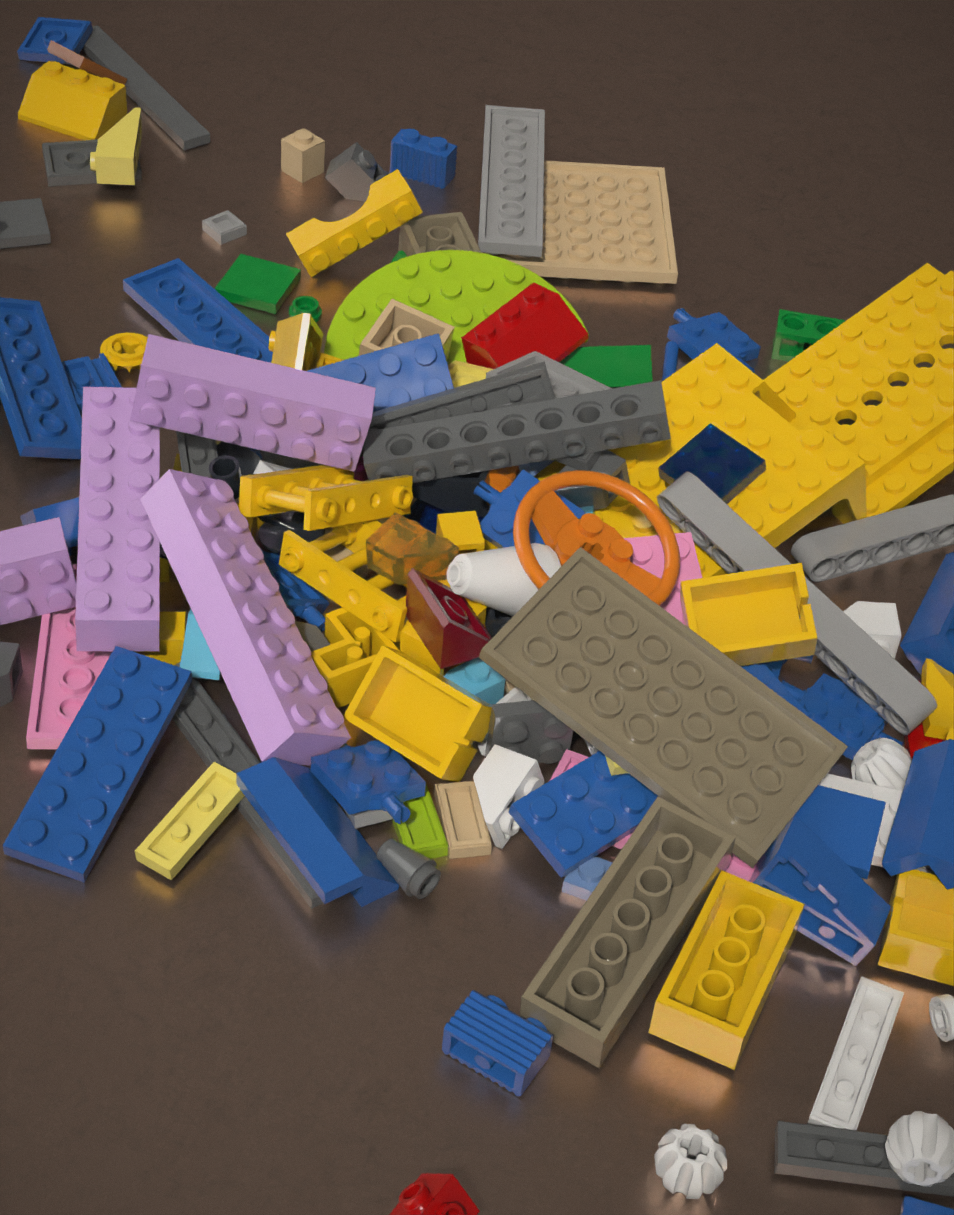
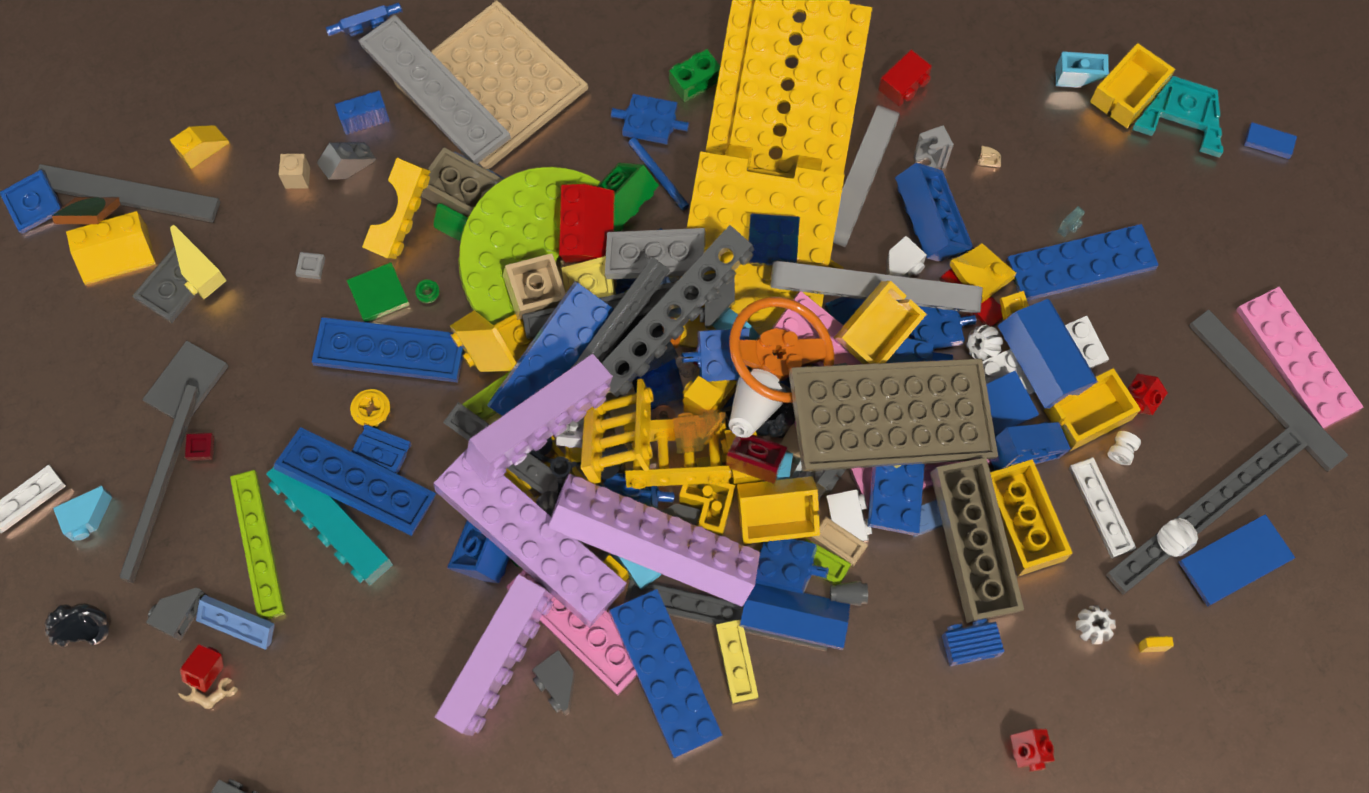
camera: 40 degrees left, 25 degrees up
(245, 90) = (198, 143): none -> yellow slope
(507, 92) = (372, 18): none -> blue plate

